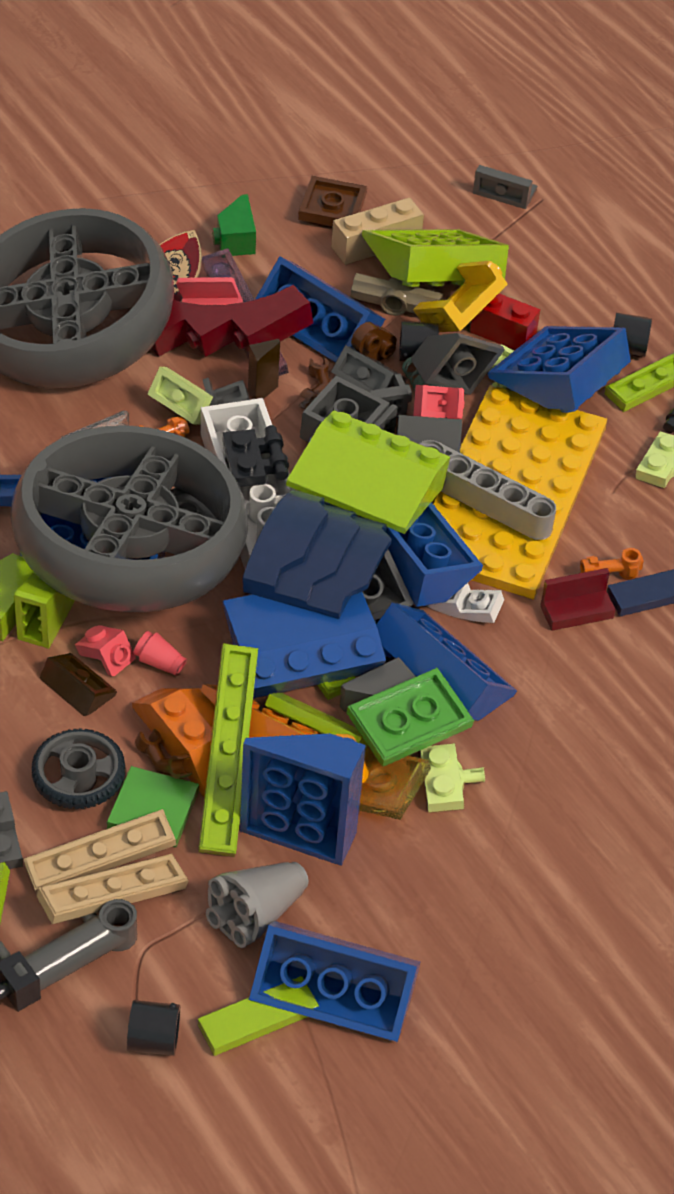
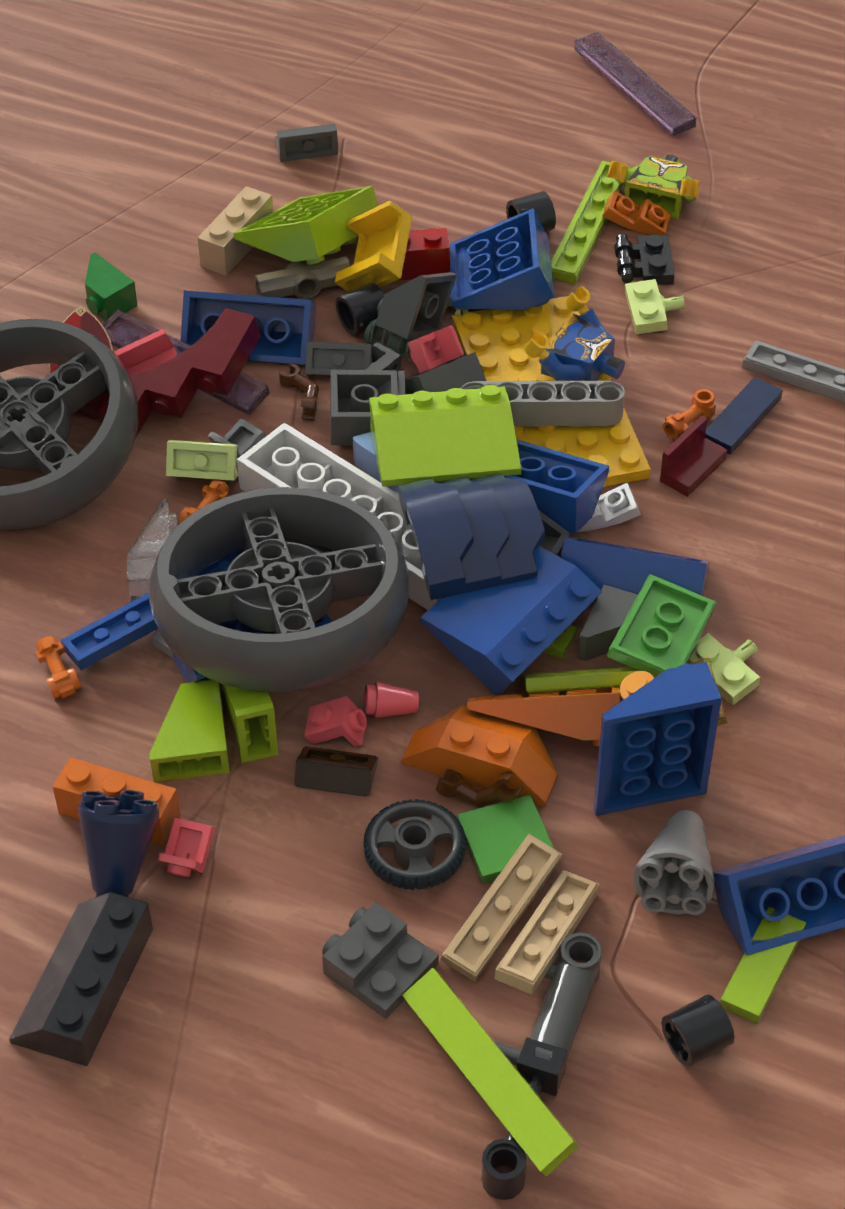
camera: 30 degrees left, 0 degrees up
(229, 732) = (542, 747): lime tile -> none
(244, 456) = (319, 474): black plate -> none
(263, 368) = (253, 396): dark brown slope -> none
(330, 200) = (169, 225): reddish brown plate -> none
(374, 341) = (327, 326): reddish brown plate -> none
(553, 463) = (580, 348): none -> torso

